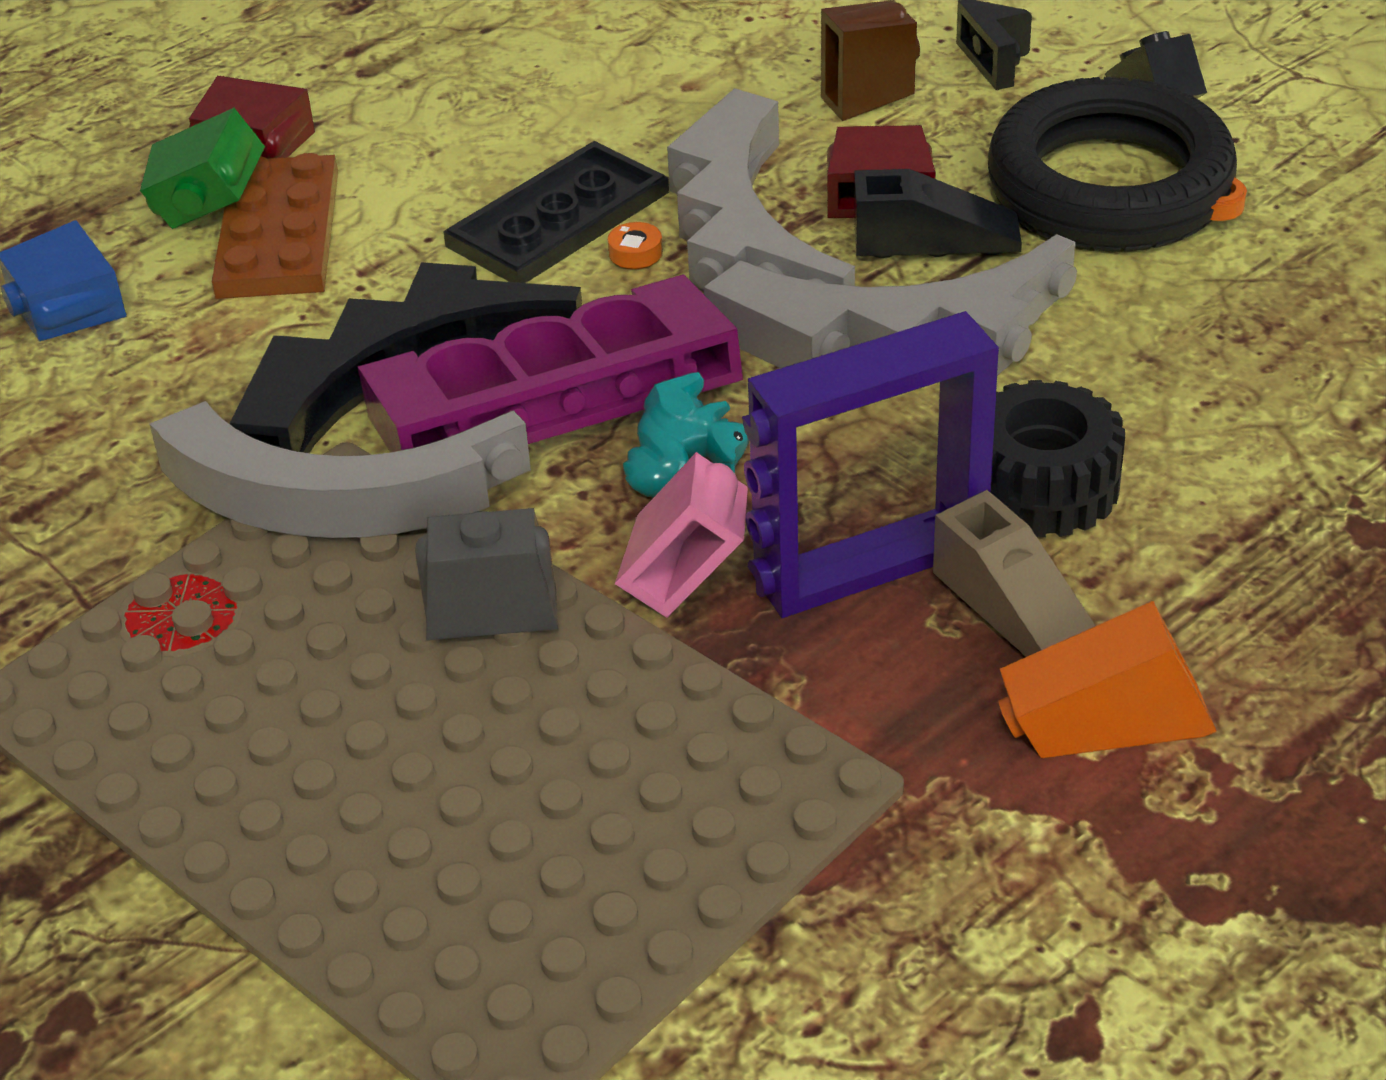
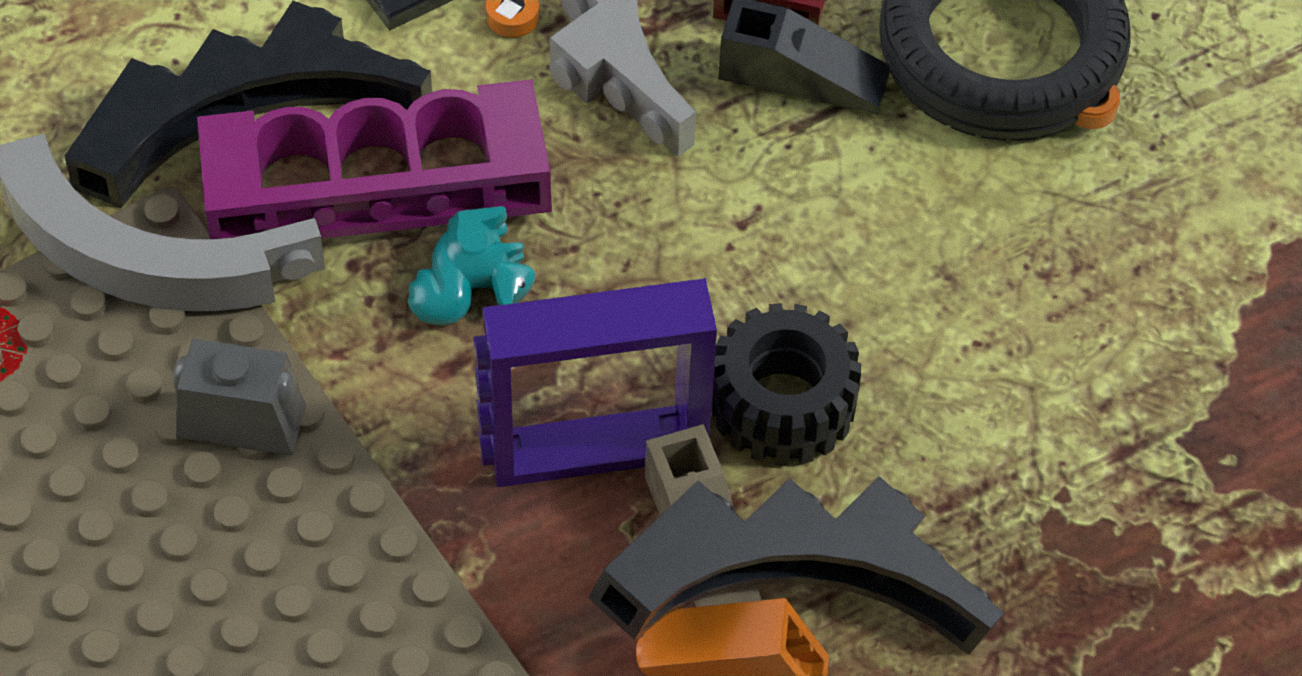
camera: 10 degrees right, 15 degrees up
(684, 534) = (423, 394): bright pink torso -> none
(802, 319) = (716, 187): light grey arch -> none
(1200, 565) = (791, 538): none -> black arch

